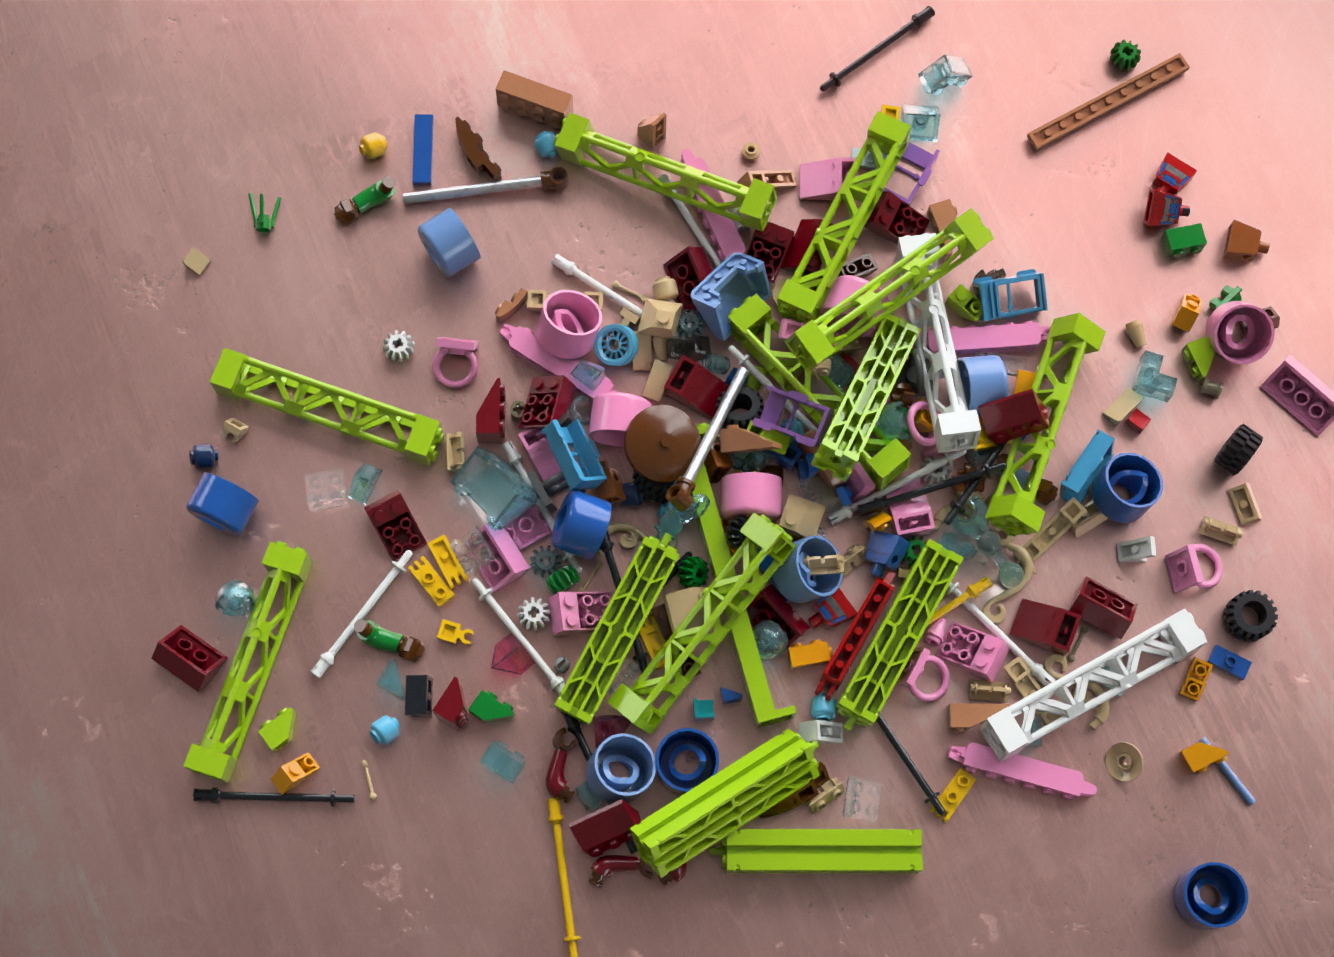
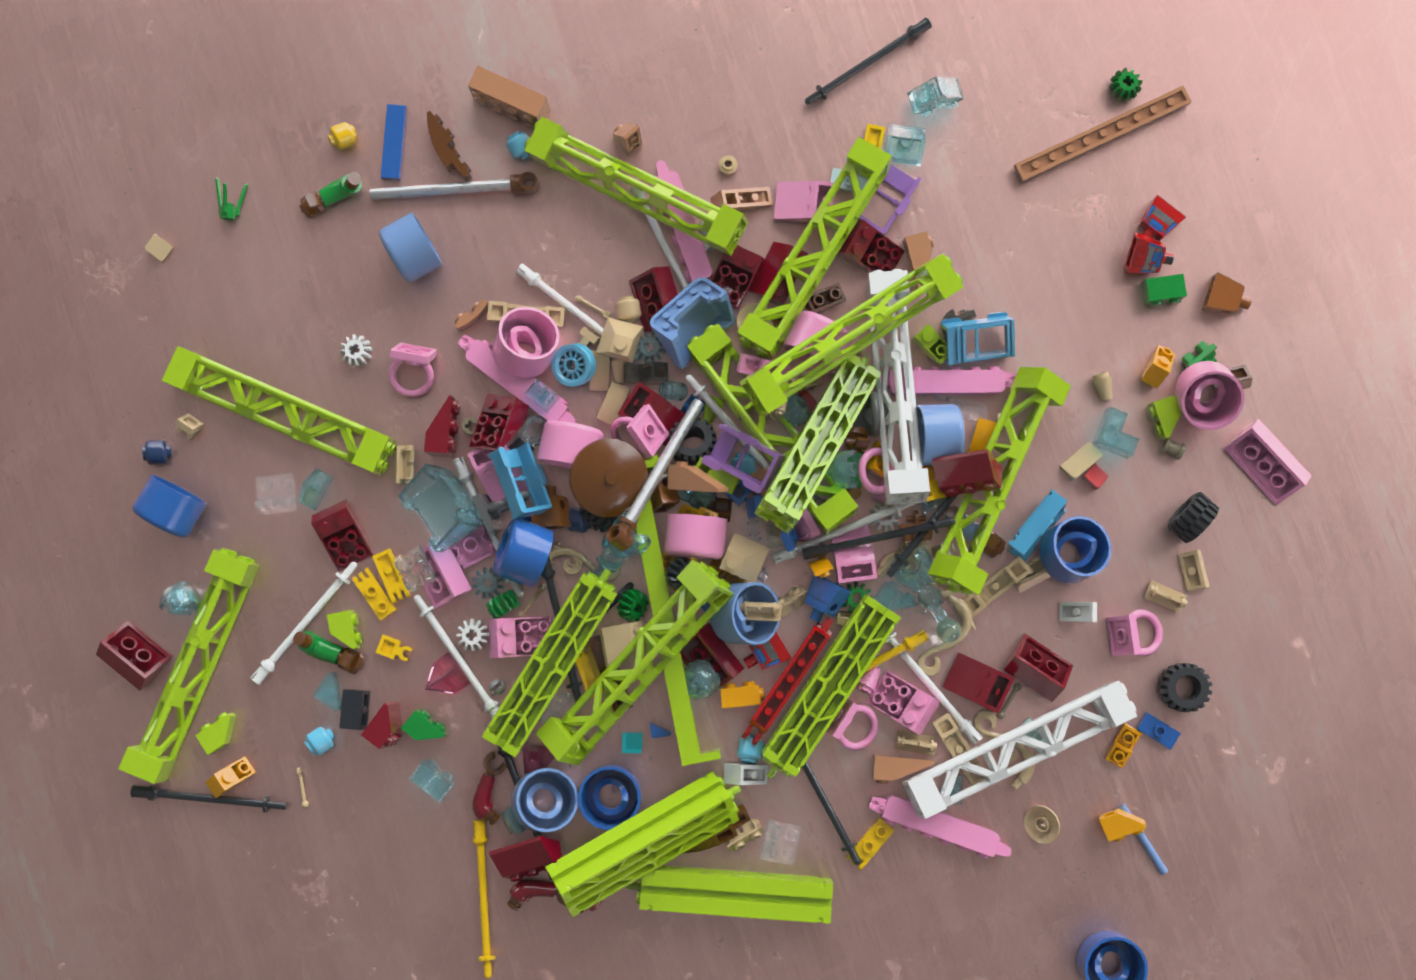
camera: 10 degrees right, 10 degrees up
(402, 615) = (344, 627): none -> lime slope
(693, 398) = (645, 430): none -> bright pink tile

